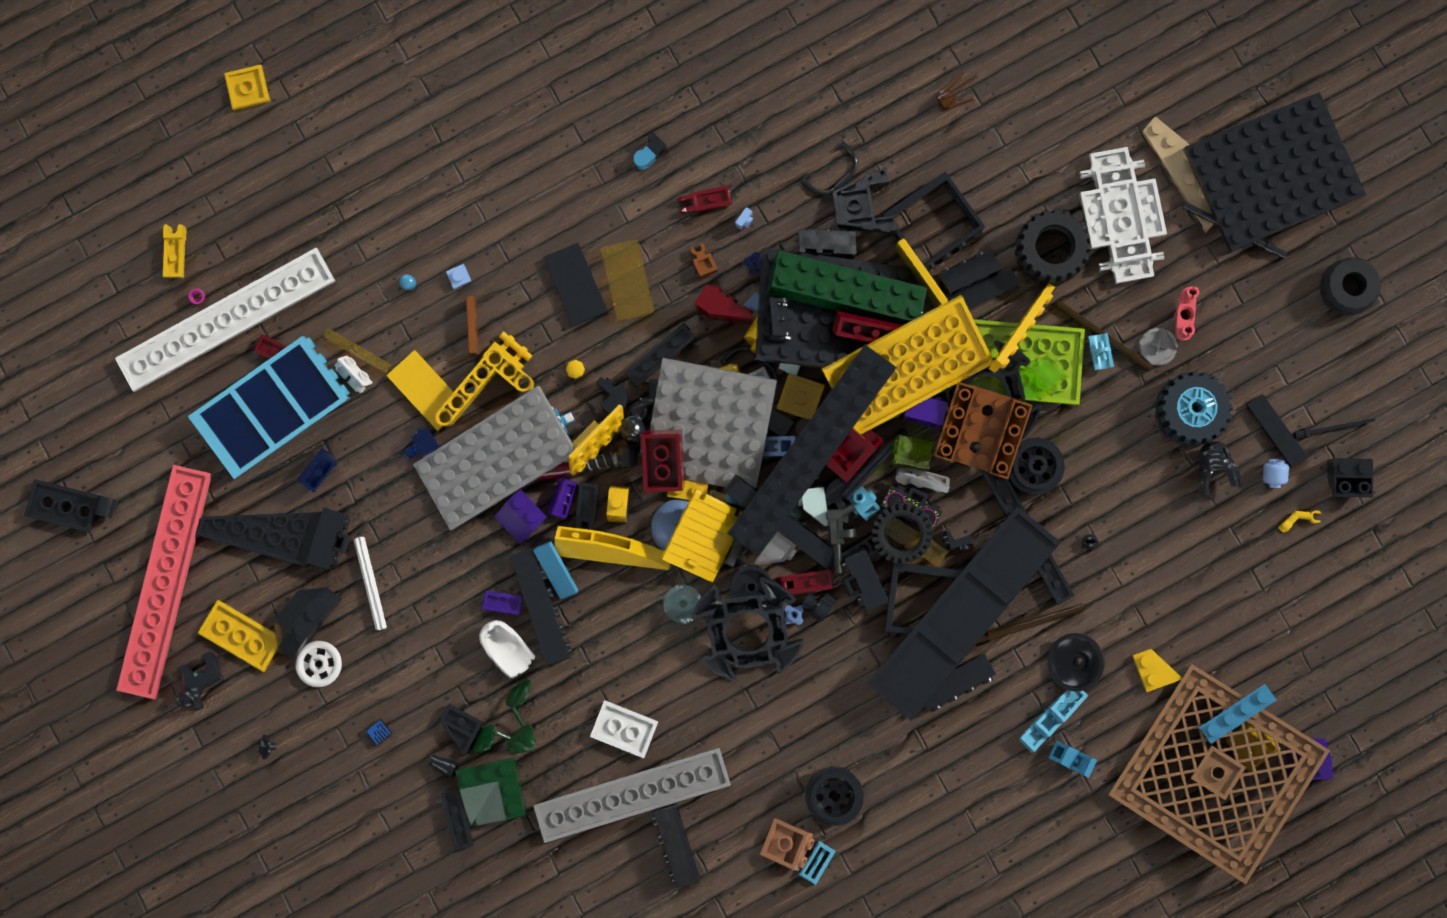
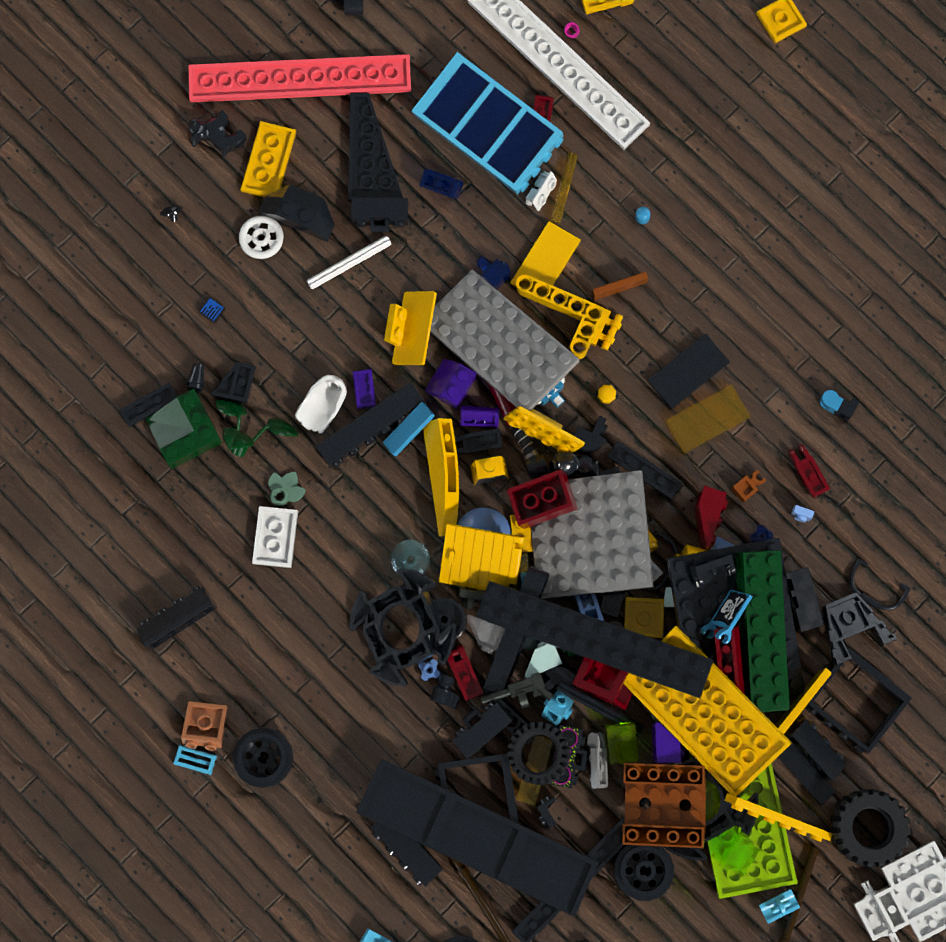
camera: 70 degrees right, 5 degrees down
(455, 540) = (410, 327): none -> yellow bracket
(458, 276) = (662, 261): light blue plate -> none
(577, 704) = (287, 486): none -> sand green plate
(632, 795) = (214, 563): light grey plate -> none
(825, 318) = (727, 615): none -> flag

